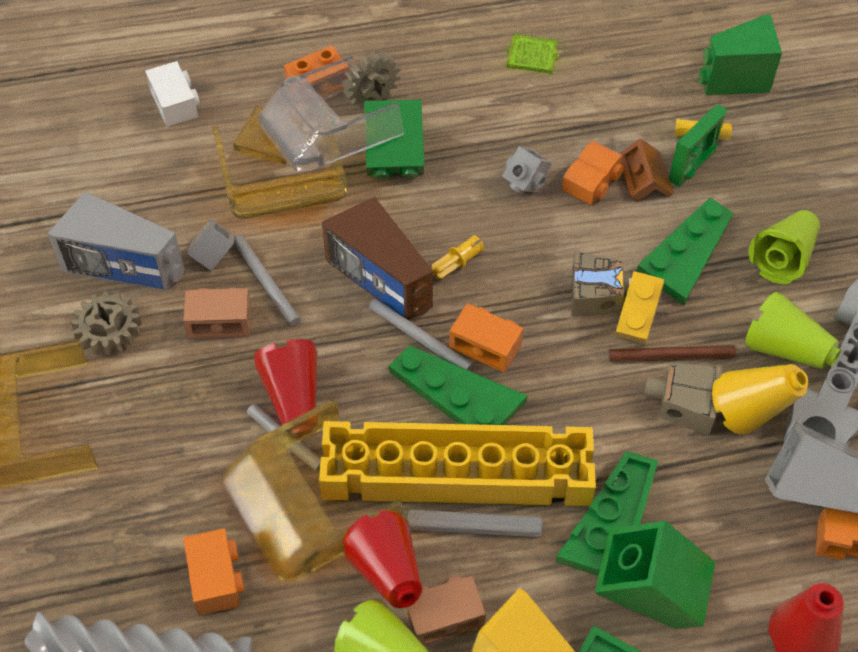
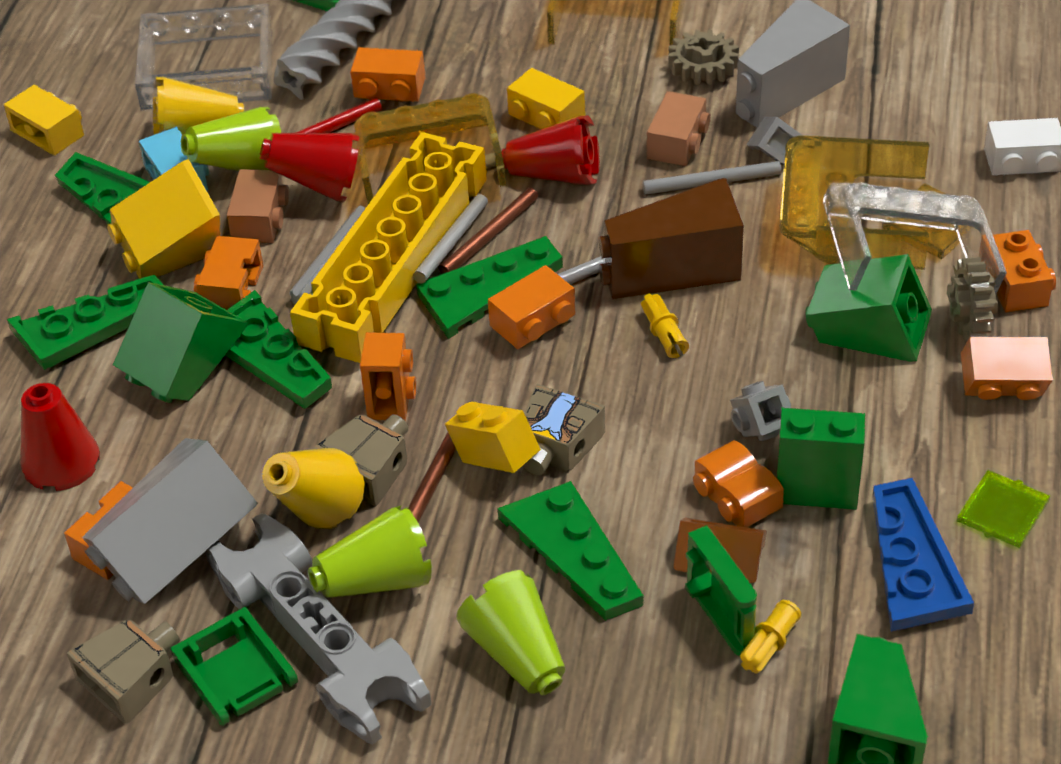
camera: 115 degrees right, 10 degrees down
(210, 423) = (544, 99): none -> yellow brick
(286, 607) = (344, 118): none -> red bar
(384, 411) = (489, 231): none -> copper bar
(423, 59) = (1006, 367): none -> brick
(552, 589) = (229, 270): none -> orange brick
(557, 121) = (821, 457): none -> green slope
(602, 78) = (916, 565): none -> blue wing
(617, 398) = (386, 376): none -> orange brick

